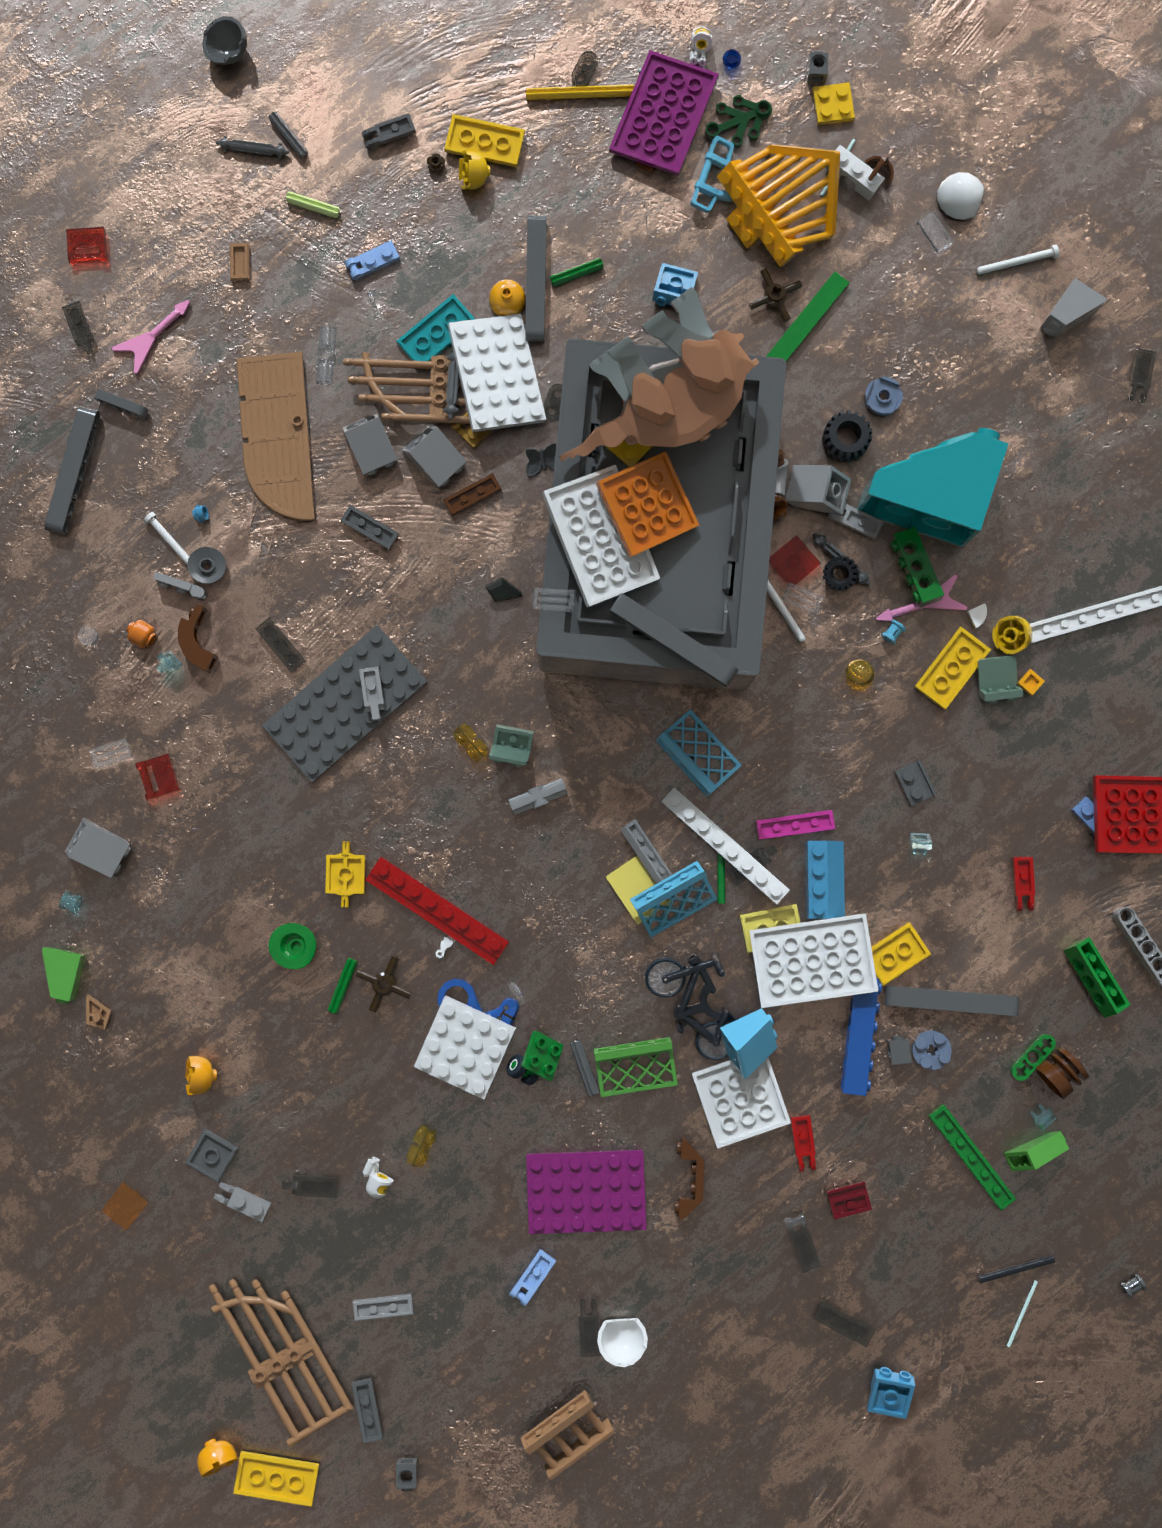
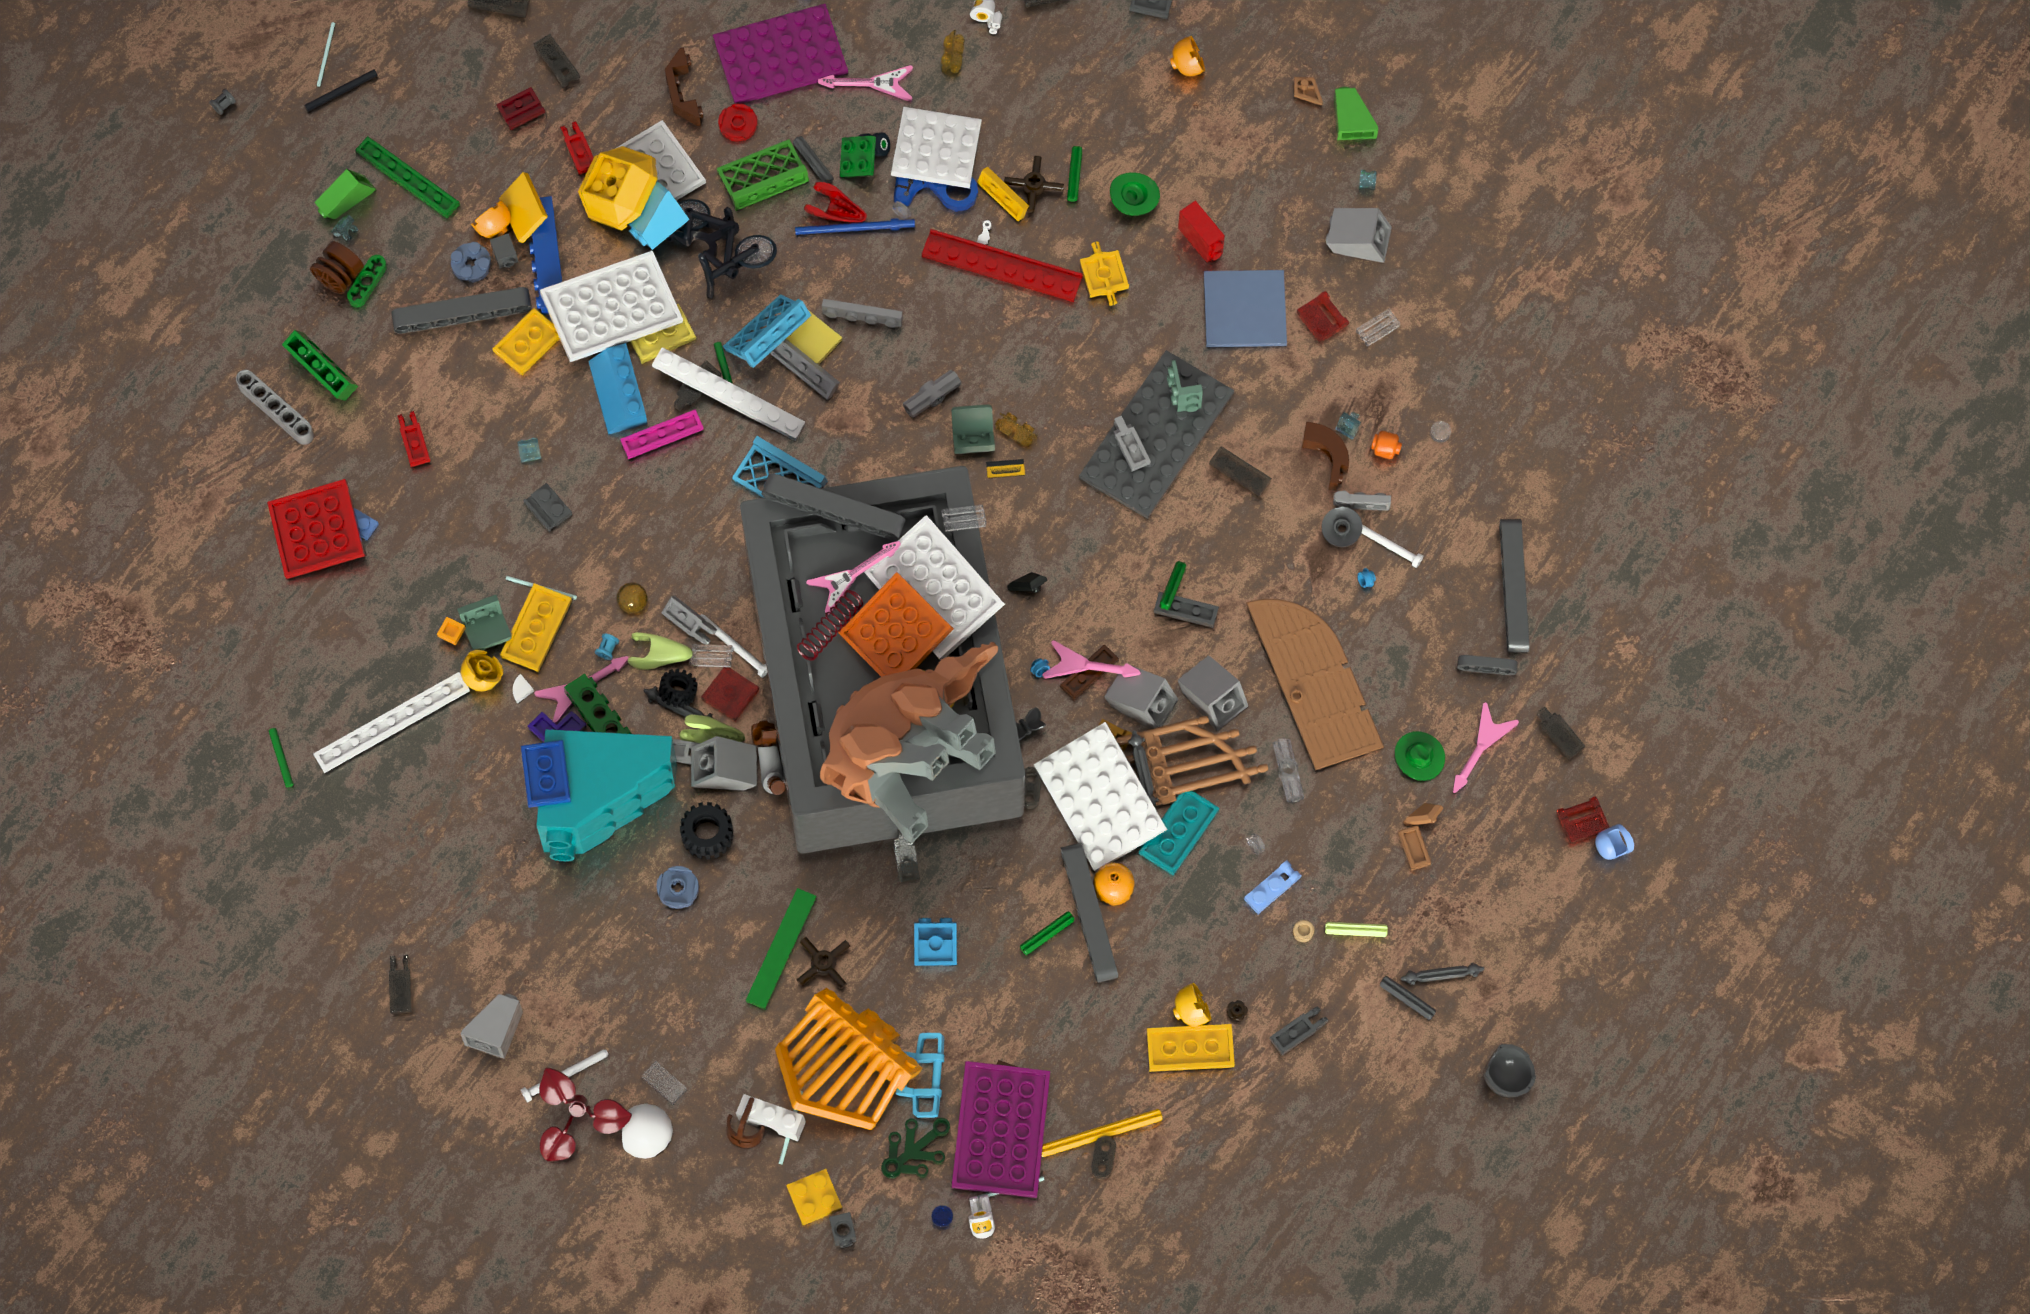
camera: 165 degrees right, 15 degrees down
(70, 214) = (1611, 844): none -> light blue helmet
(208, 342) = (1420, 755): none -> green hat
(221, 286) = (1424, 814): none -> medium nougat piece
(226, 805) = (1245, 308): none -> sand blue tile
(242, 886) = (1201, 232): none -> red brick
(315, 725) = (1184, 398): none -> sand green bracket
(358, 216) = (1303, 931): none -> tan tile
(375, 549) = (1172, 585): none -> green axle
(415, 981) = (1002, 194): none -> yellow plate
(483, 503) = (1073, 663): none -> bright pink piece
(491, 709) = (1005, 468): none -> sticker
(493, 1132) = (885, 82): none -> bright pink piece
(514, 509) = (1039, 666): none -> dark azure plate
(525, 979) = (894, 224): none -> blue bar
(573, 1009) = (840, 206): none -> red animal
(588, 897) = (862, 312): none -> light grey plate
(645, 1129) = (737, 122): none -> red tile
(673, 548) = (851, 603): none -> dark red piece
(684, 574) = (841, 581): none -> piece
(776, 1084) = (618, 186): none -> yellow piece
(814, 636) = (688, 619): none -> light grey hinge
(821, 526) = (708, 729): none -> yellowish green animal
(844, 616) = (662, 652): none -> yellowish green animal
(872, 1087) = (524, 207): none -> yellow tile
(902, 1083) = (493, 221): none -> light orange cylinder
(938, 708) = (531, 584): none -> light aqua axle
(959, 562) = (543, 722): none -> dark purple plate
(990, 487) = (545, 773): none -> blue tile
(1037, 220) = (557, 1087): none -> dark red plant

